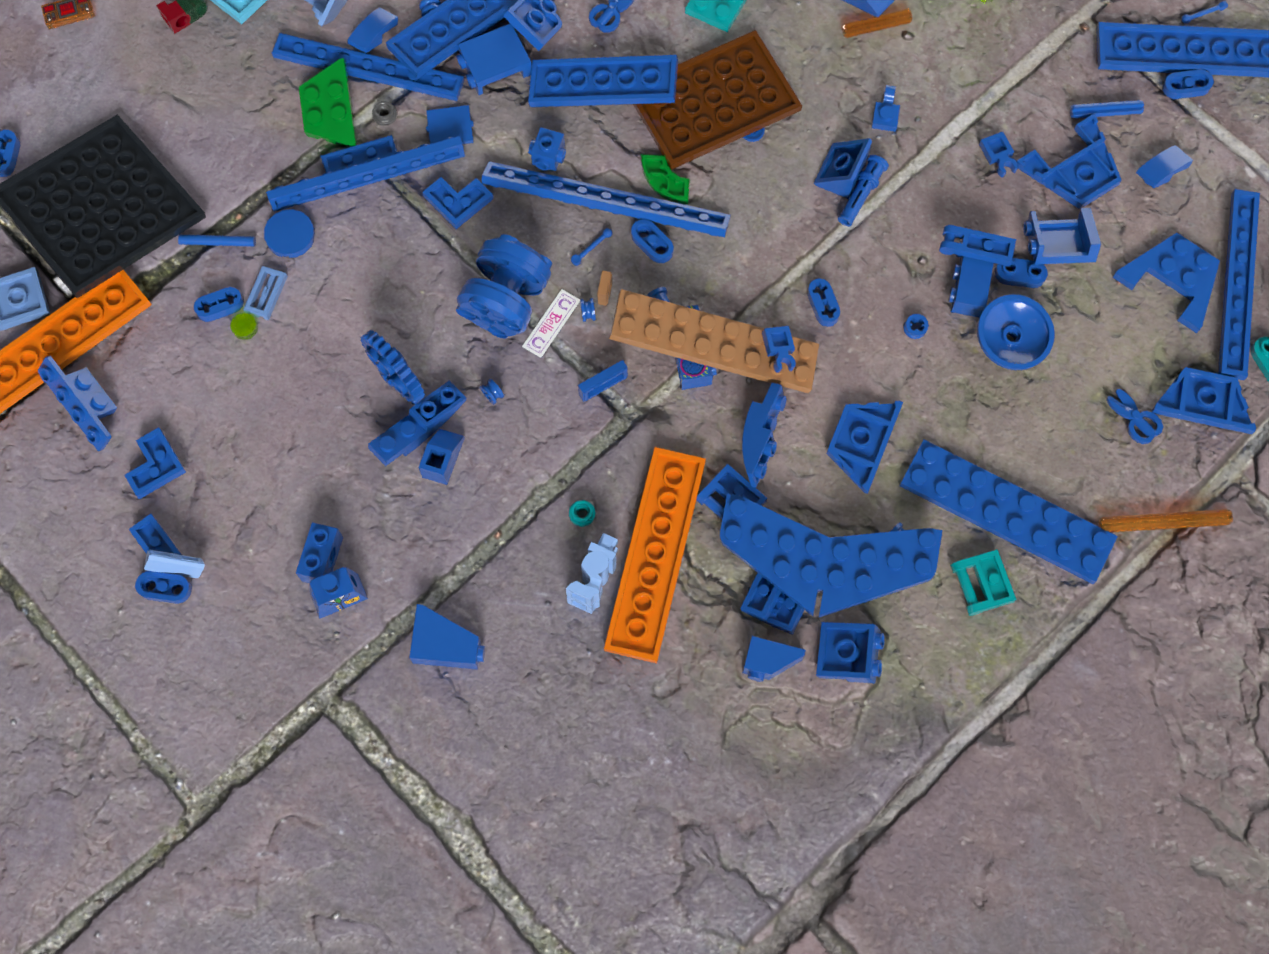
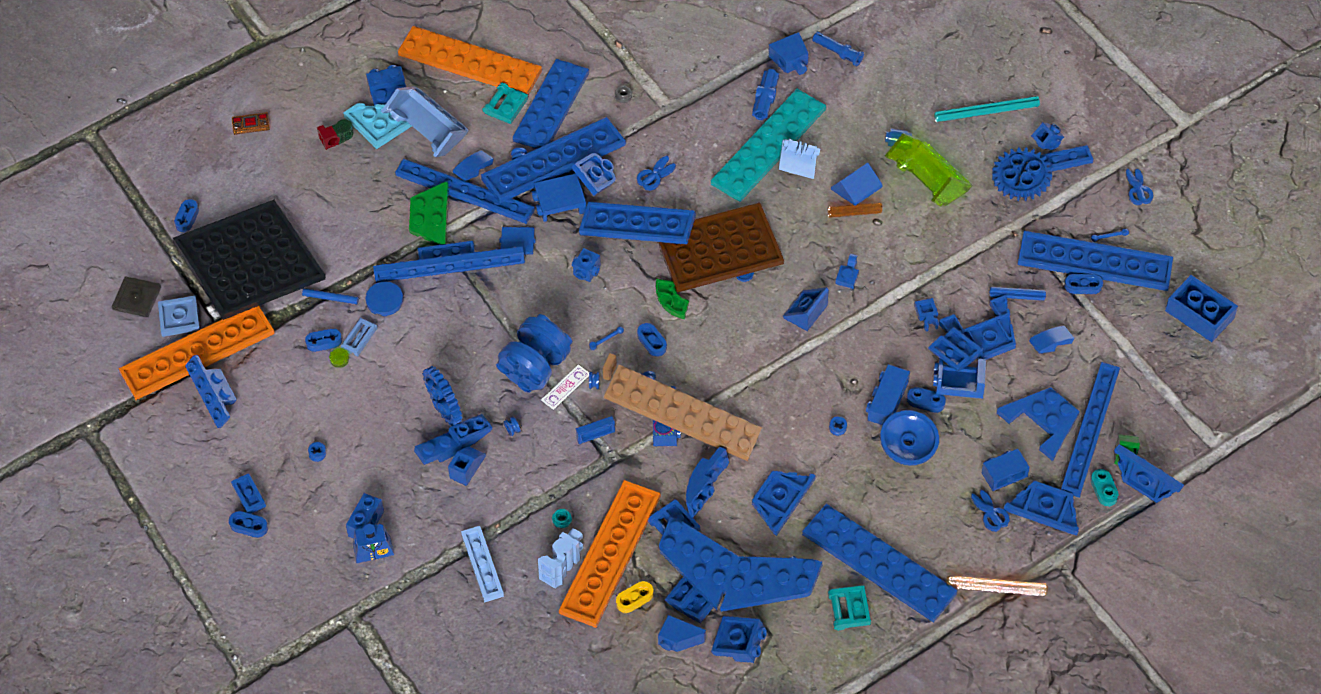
camera: 10 degrees right, 15 degrees down
(161, 466) = (260, 444): blue plate -> none
(174, 564) = (259, 508): light blue slope -> none
(239, 473) = (317, 456): none -> blue bush
(381, 108) = (470, 220): flat silver plate -> none
(443, 642) = (443, 589): blue slope -> none
(458, 206) = (510, 295): blue plate -> none
(489, 596) = (482, 564): none -> light blue plate
(606, 199) = (623, 305): blue plate -> none
(699, 612) = (633, 597): none -> yellow plate
(780, 344) = (730, 420): blue plate -> none
(829, 300) = (776, 399): blue beam -> none
(868, 181) = (822, 320): blue pin -> none
(977, 245) = (892, 372): blue plate -> none
(1050, 199) = (956, 349): none -> blue slope
(1145, 357) = (1005, 469): none -> blue brick

